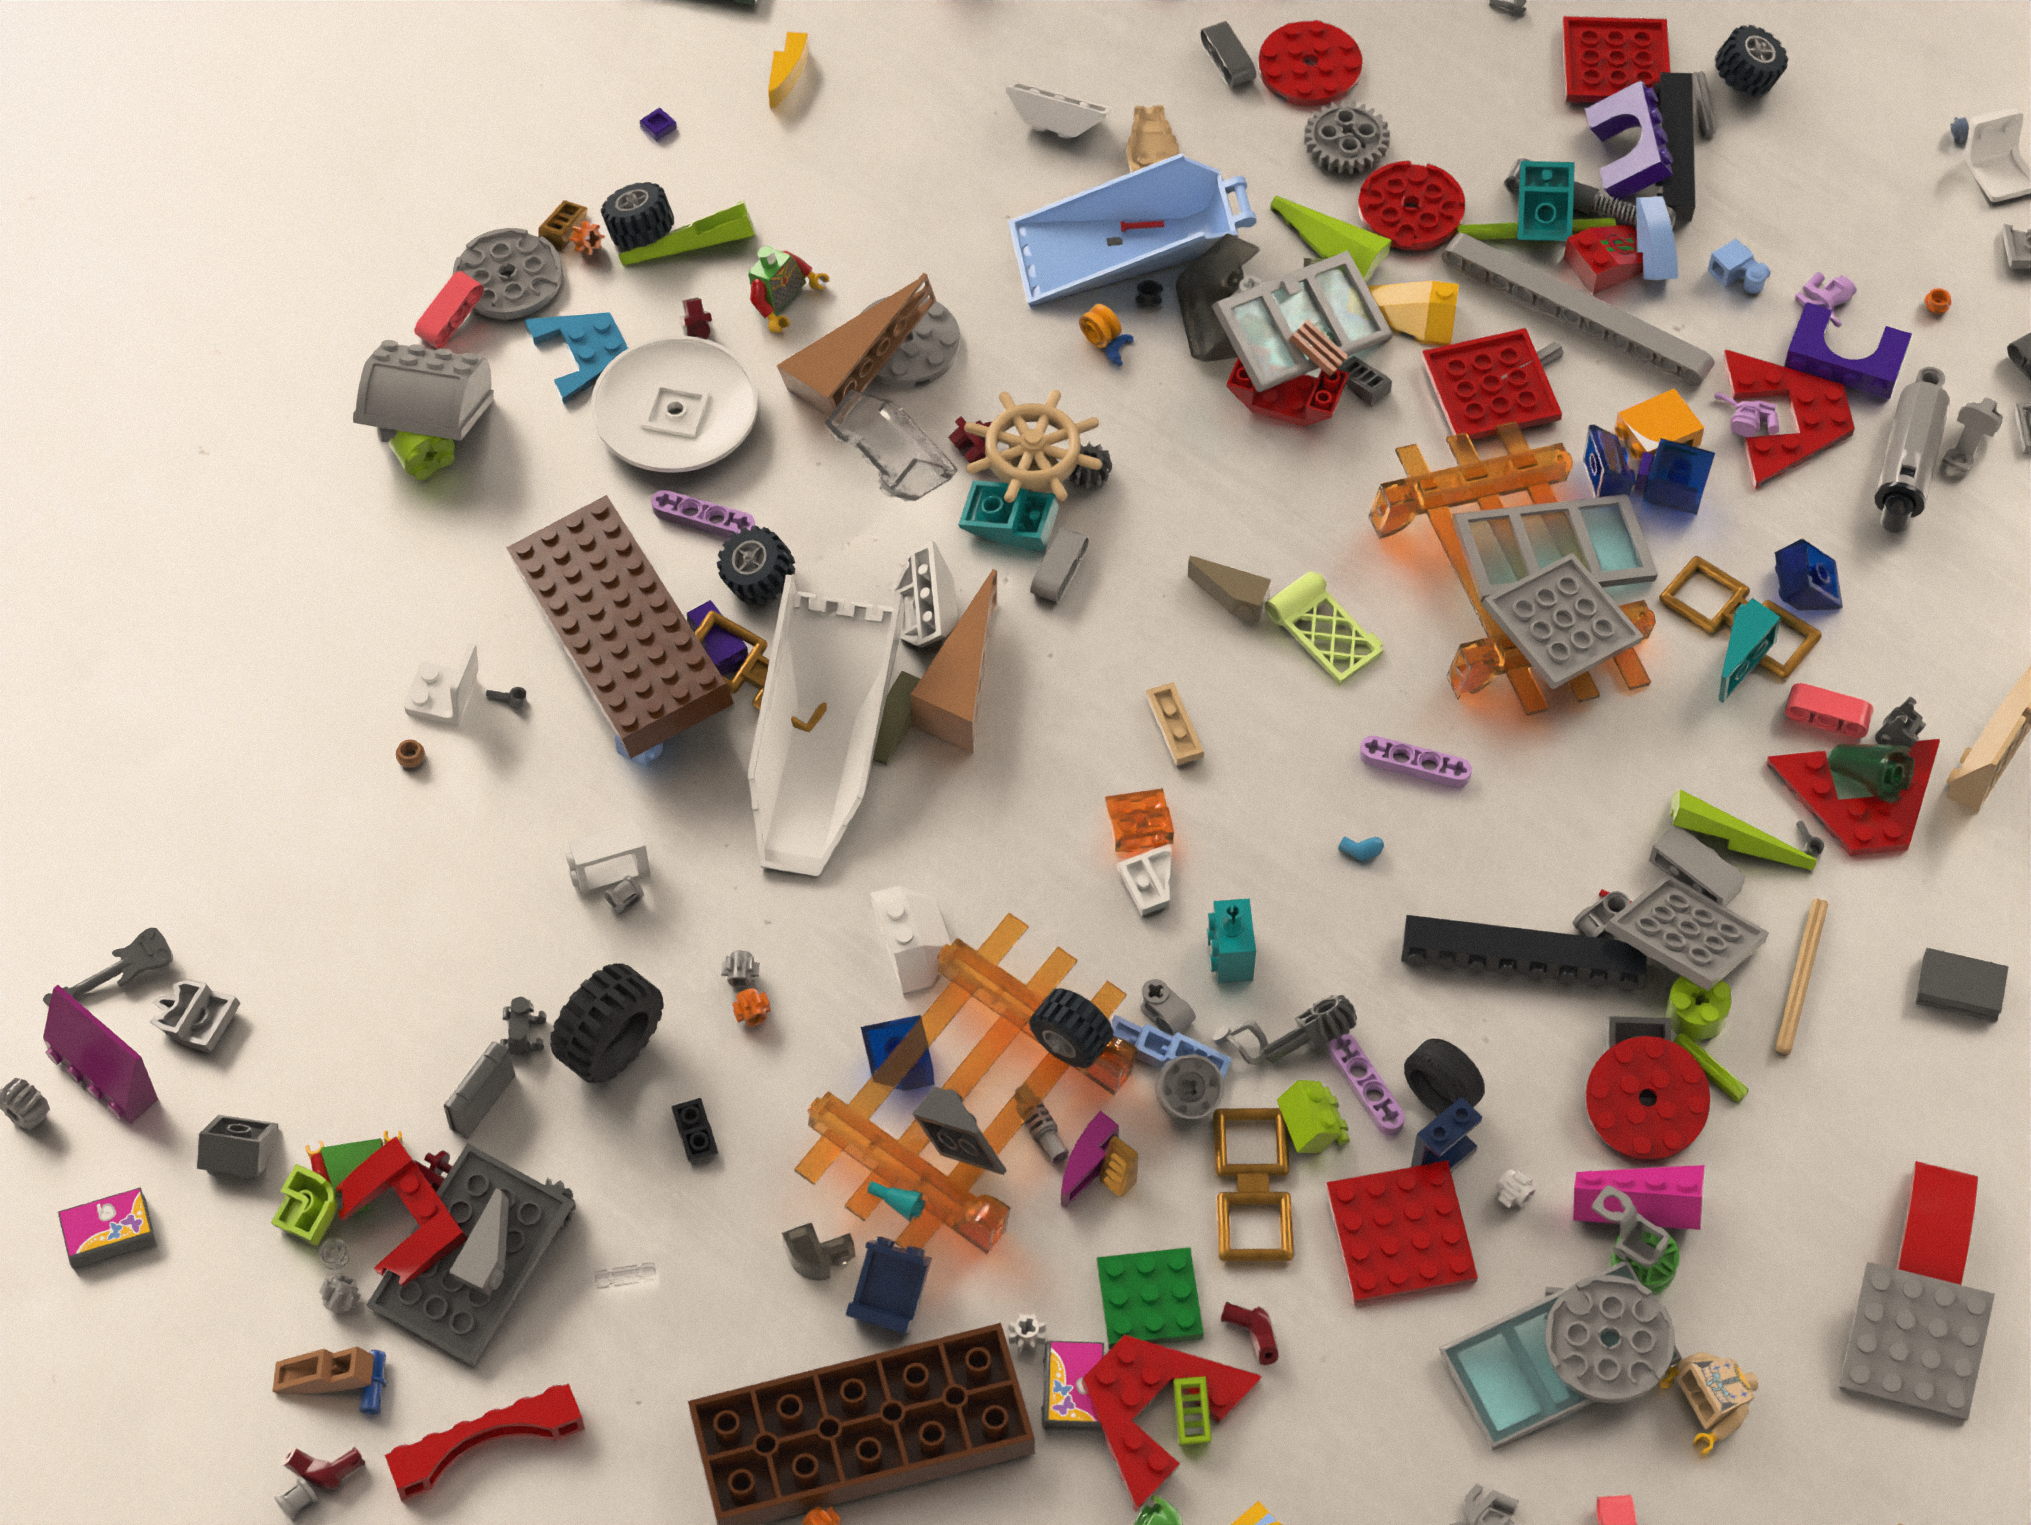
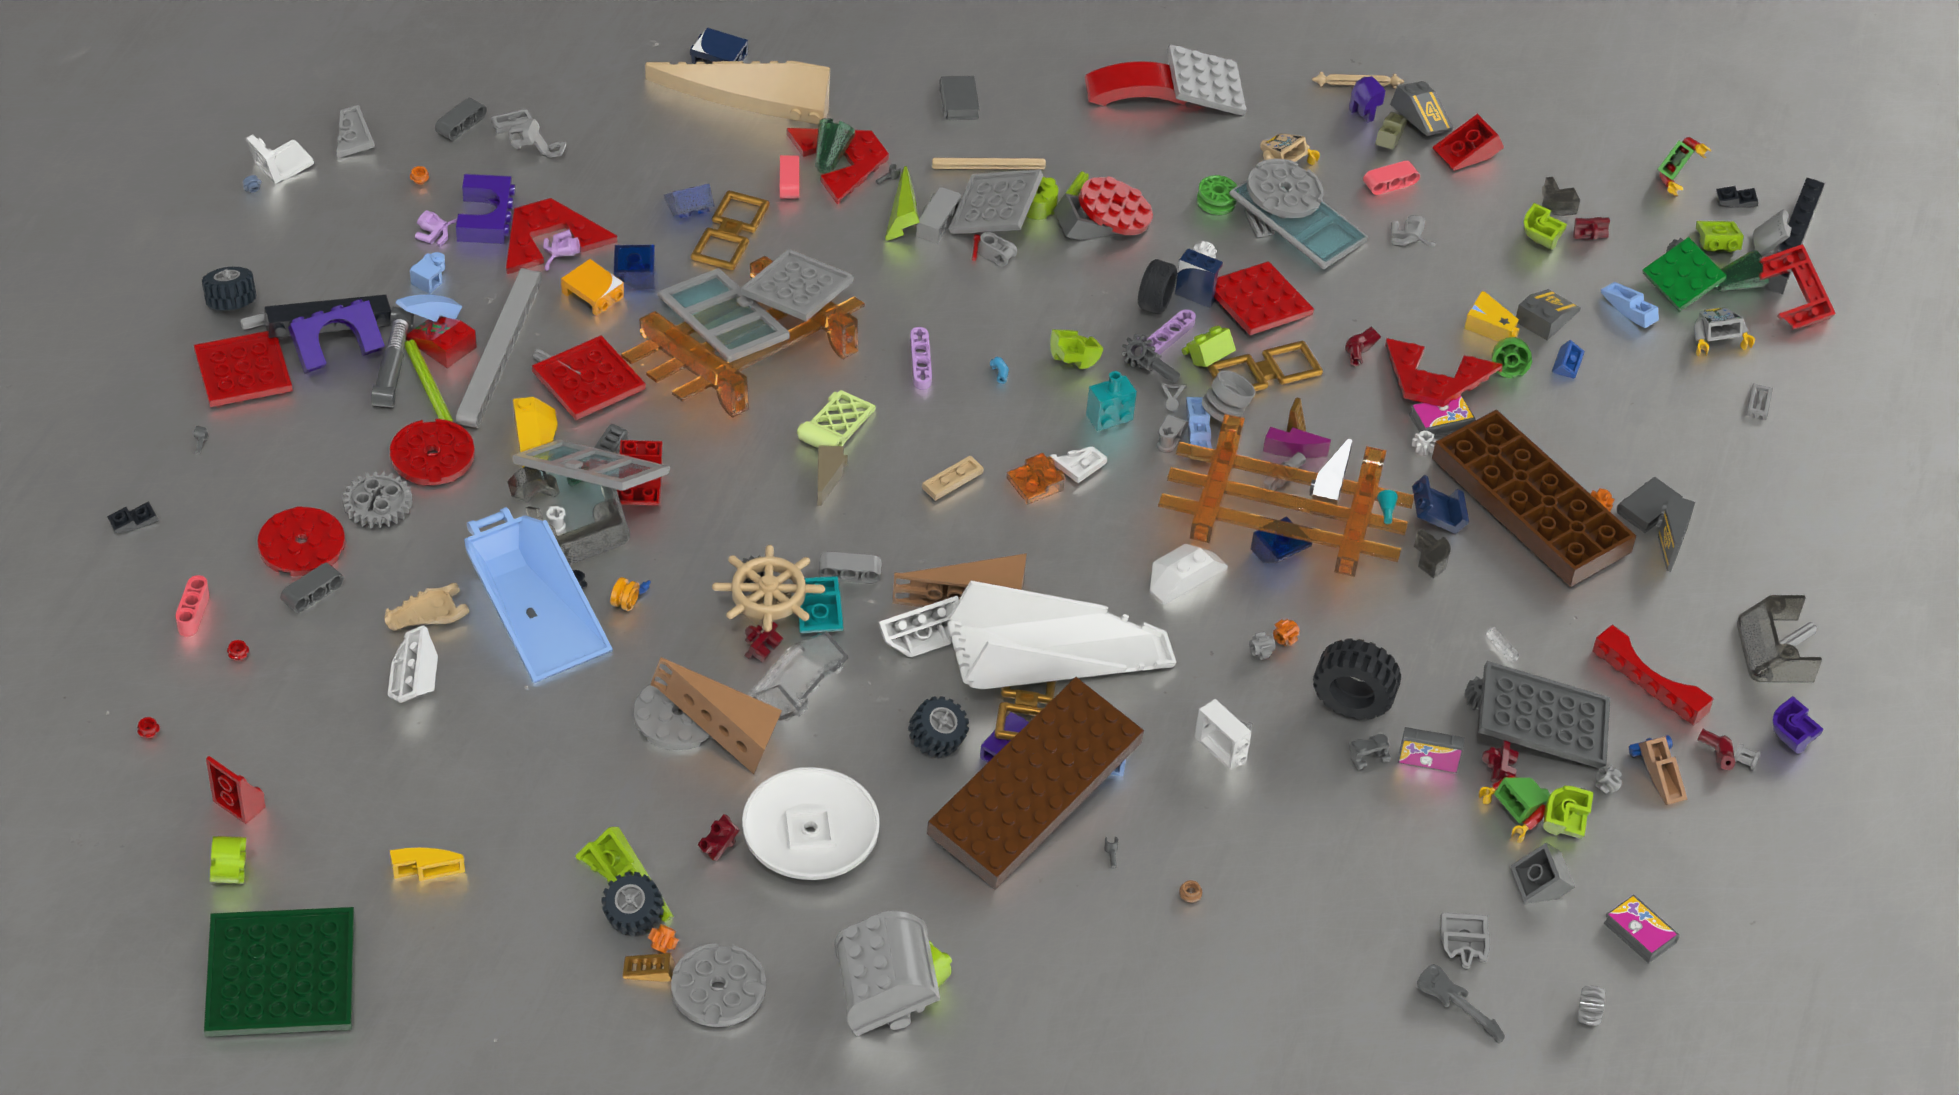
camera: 115 degrees left, 10 degrees down
(97, 1057) = (1538, 969): magenta slope -> none
(438, 1229) = (1522, 760): red wedge -> none
(443, 691) = (1129, 878): white piece -> none
(449, 309) = (779, 1003): coral beam -> none
(484, 1253) = (1546, 694): light grey slope -> none
(590, 340) = (767, 905): dark azure wing -> none
(658, 124) = (513, 939): dark purple tile -> none
(694, 1130) = (1389, 637): black slope -> none
(701, 519) = (898, 785): lavender beam -> none
(776, 281) = (665, 795): torso -> none
(1071, 1028) = (1234, 440): black wheel -> none
(1141, 225) = (518, 606): red piece -> none
(1150, 1296) = (1365, 399): green plate -> none
(1192, 1439) = (1432, 355): lime slope -> none
(1321, 345) = (612, 446): nougat tile -> none
(1332, 236) = (487, 481): lime wedge -> none
(1364, 940) = (1073, 348): none -> lime brick
(1523, 952) = (1040, 279): black brick -> none
(1545, 200) = (412, 369): teal slope -> none
(1607, 463) = (640, 303): clear blue slope -> none
(1631, 1229) = (1217, 181): light grey piece -> none
(1643, 472) = (633, 288): dark purple tile -> none
(1660, 1194) = (1181, 192): dark pink wedge -> none
(1751, 638) = (772, 209): teal slope -> none
(1901, 725) = (790, 139): dark grey piece -> none
(1912, 450) = (563, 162): light grey piece -> none

